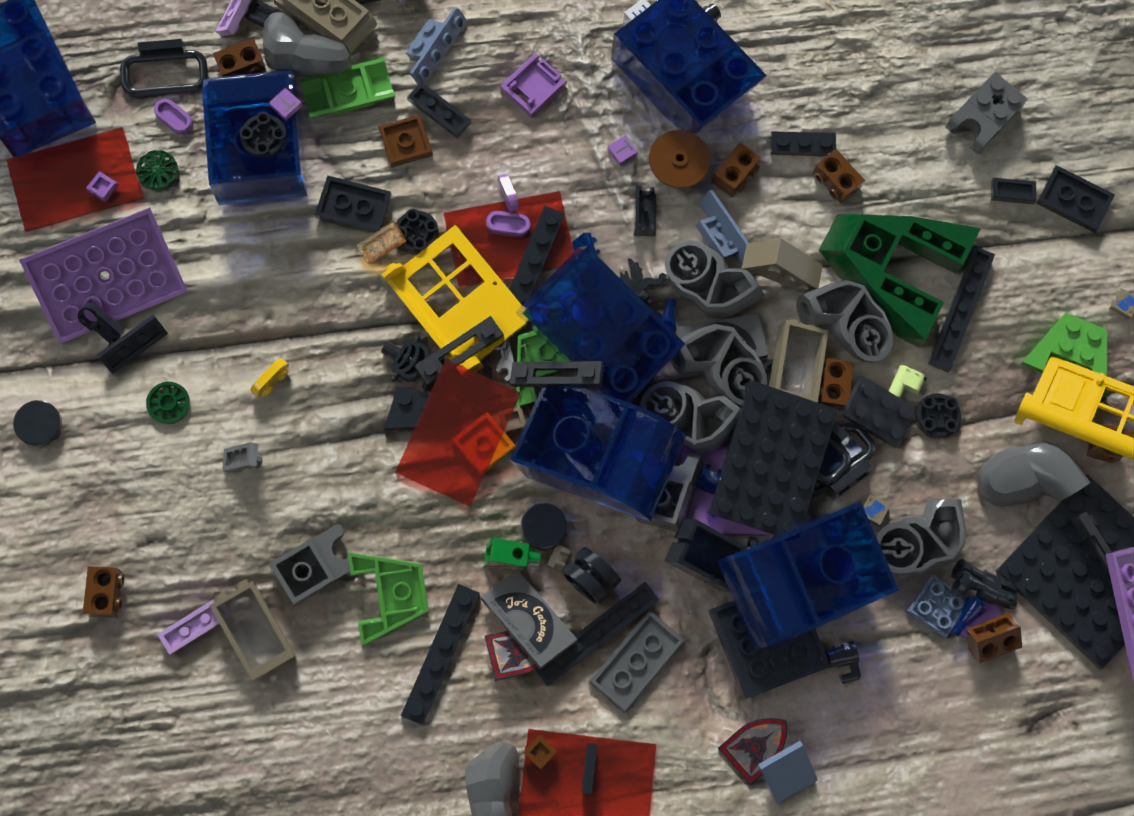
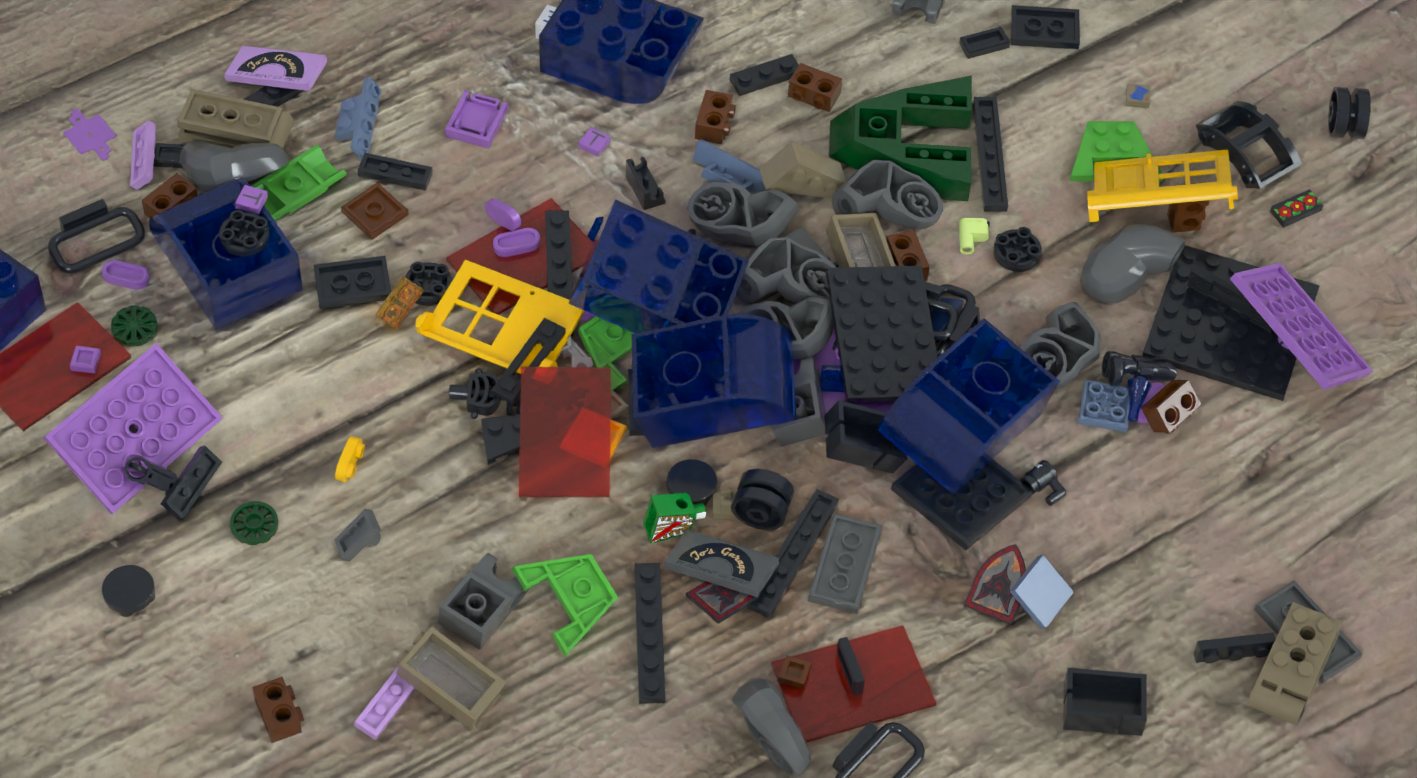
camera: 20 degrees left, 20 degrees down
(588, 374) = (672, 312): black container -> none
(679, 159) = (655, 125): reddish brown piece -> none
(878, 411) = (960, 263): black plate -> none

